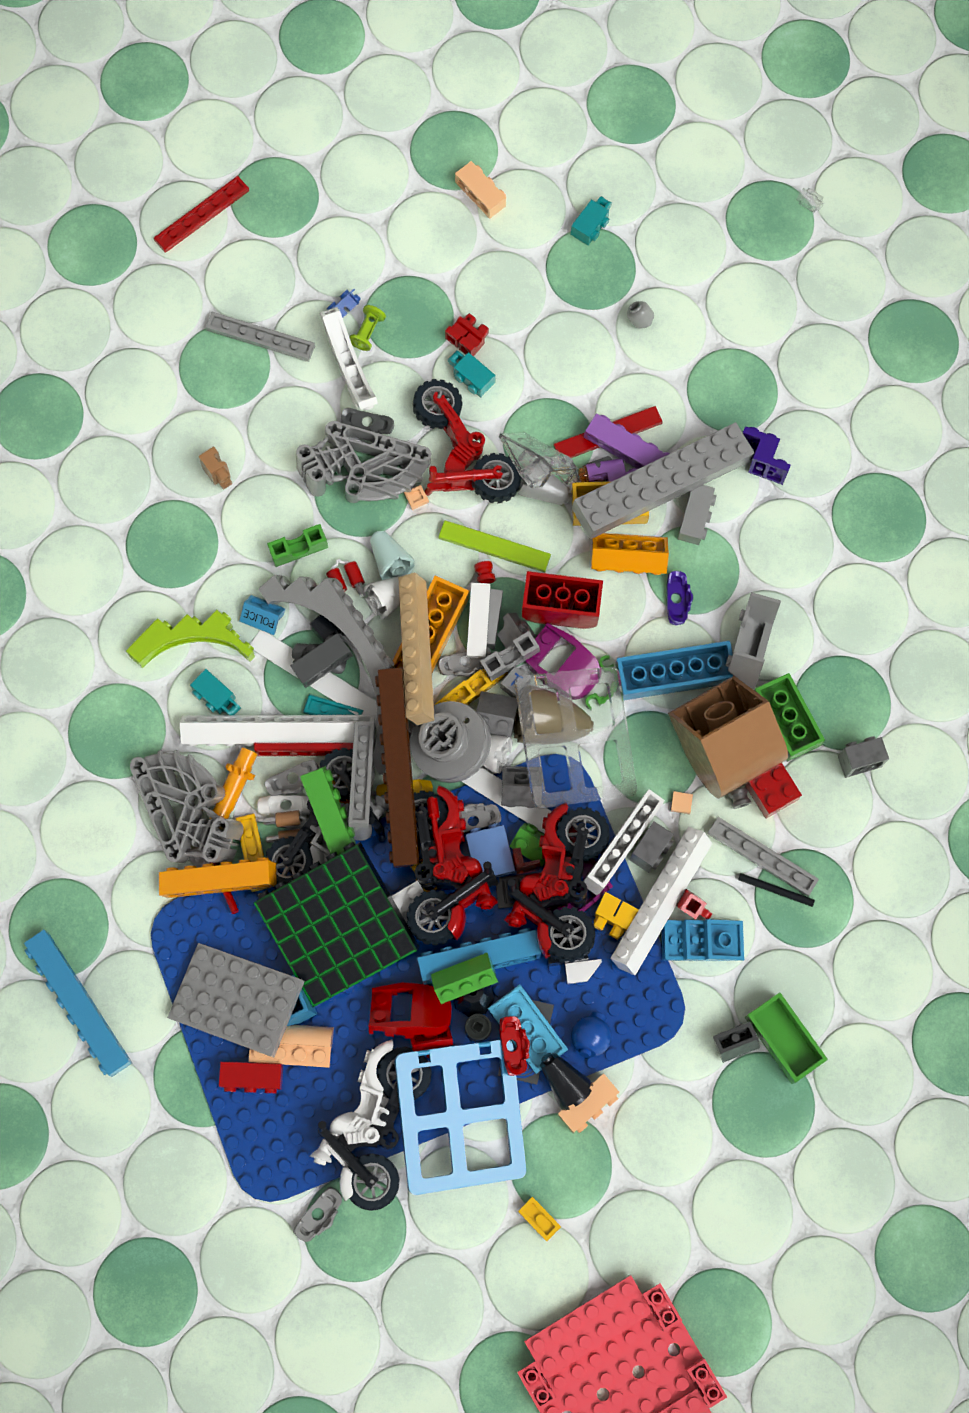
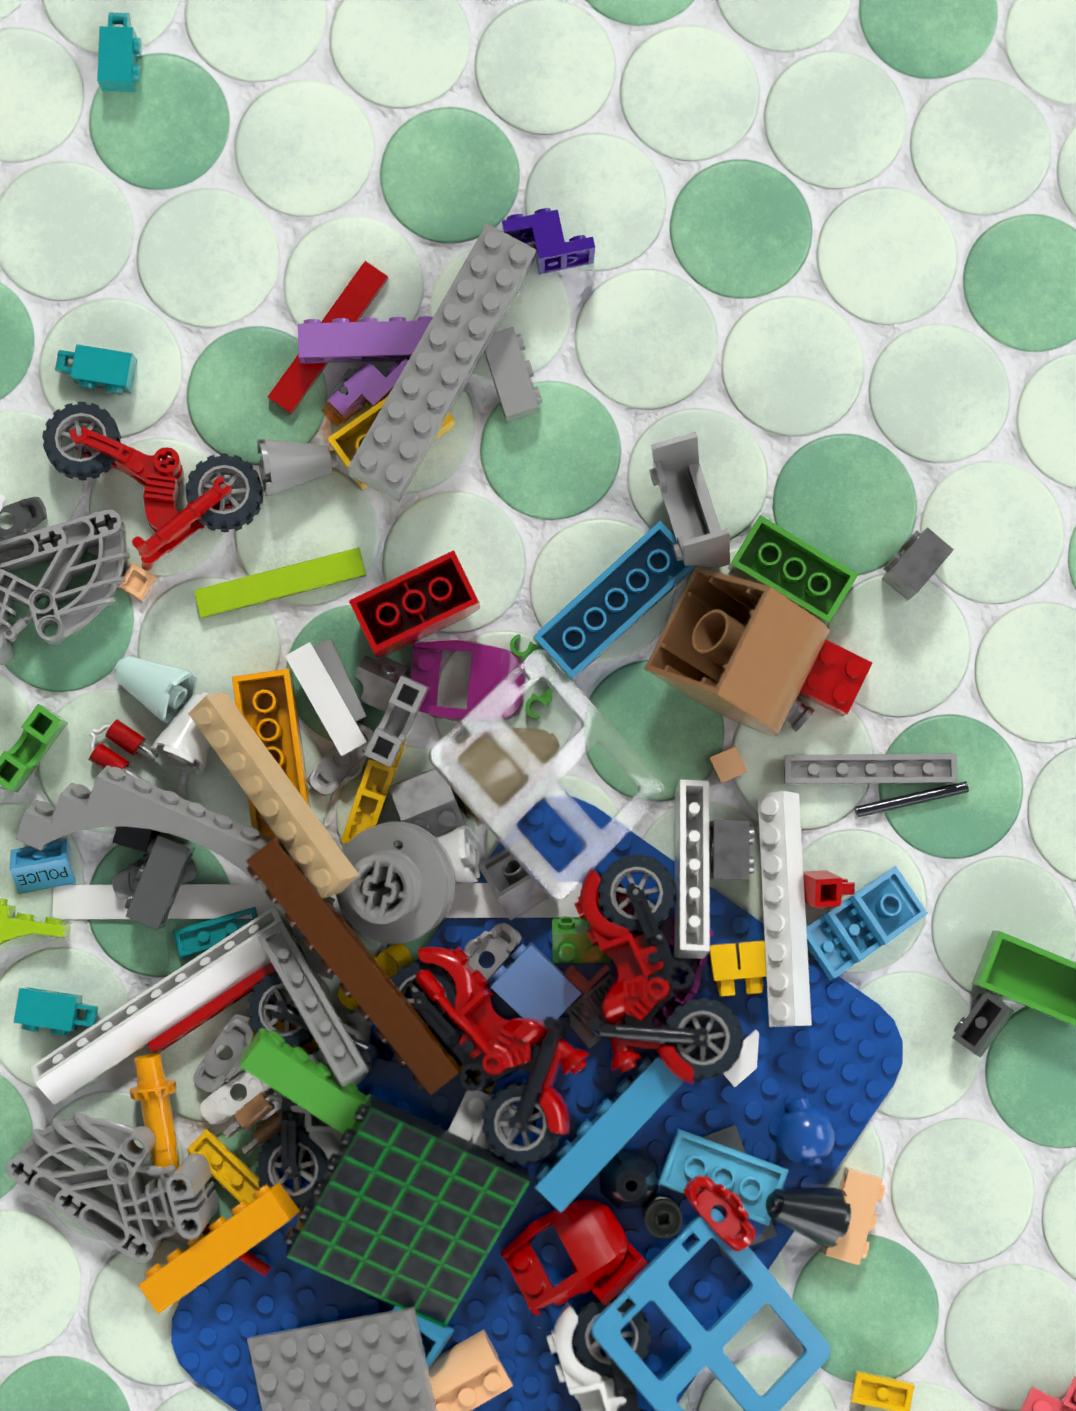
camera: 35 degrees left, 10 degrees up
(464, 978) = (611, 1178): bright green brick -> none
(466, 336) = (58, 322): red hips -> none
(484, 572) = (291, 627): red wheel -> none
(507, 684) = (420, 743): light grey brick -> none
(537, 460) = (262, 437): clear wedge -> none
(630, 553) = (460, 481): light orange slope -> none
(640, 314) = (267, 147): light grey head -> none
(678, 585) = (545, 483): dark purple piece -> none

